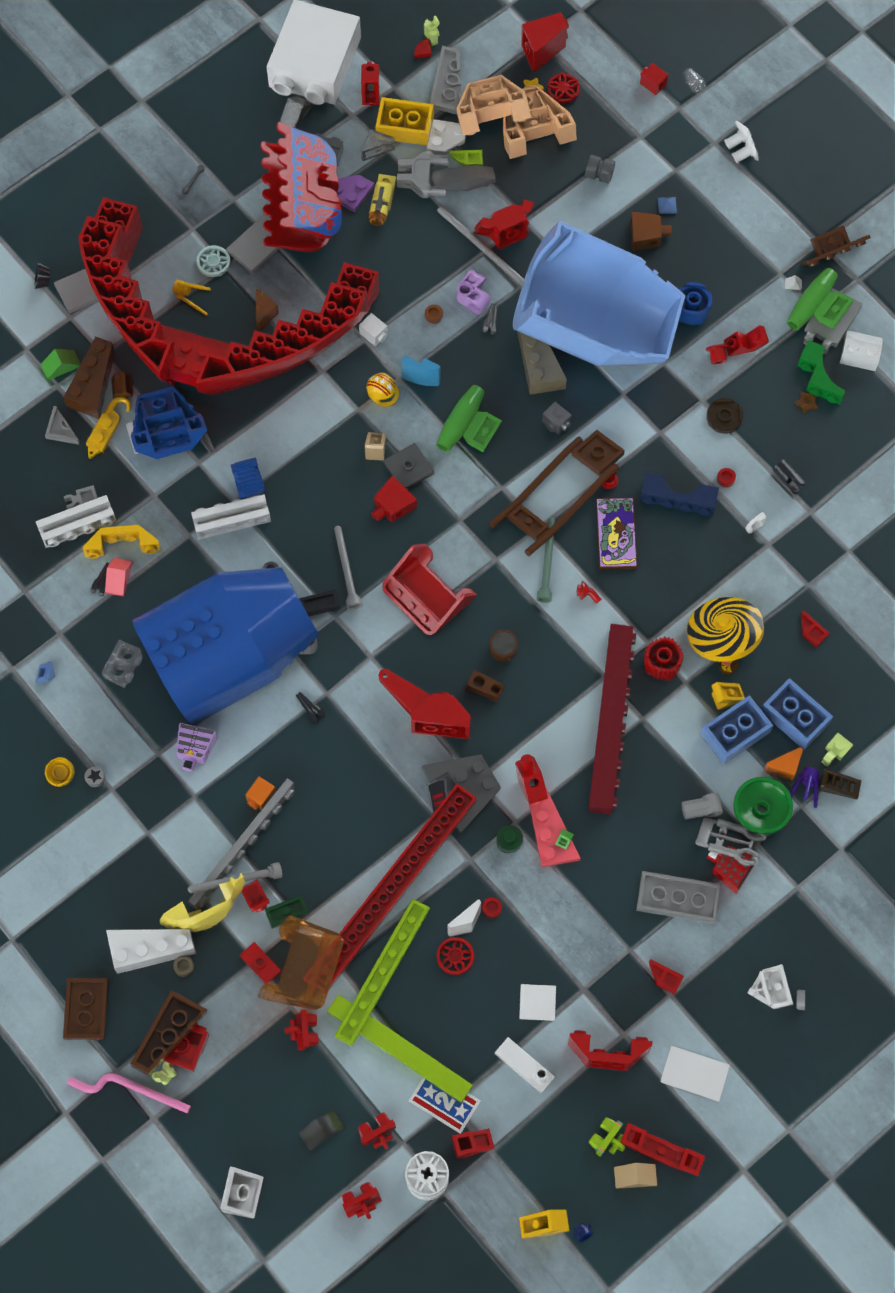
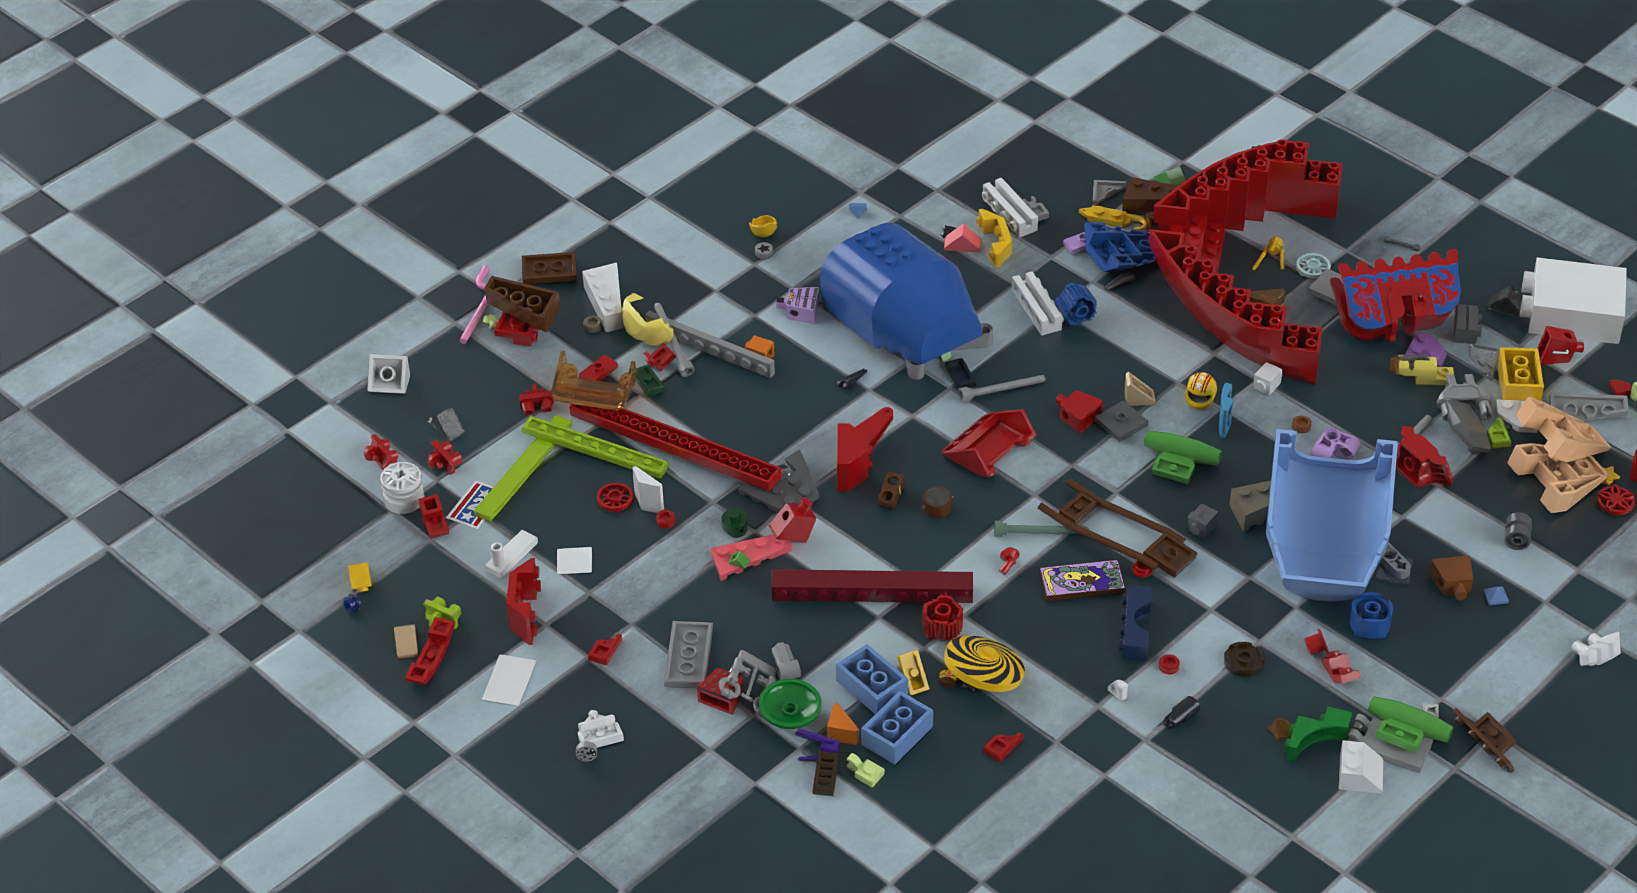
camera: 85 degrees right, 25 degrees down
(139, 463) = (1075, 243): none -> lavender plate

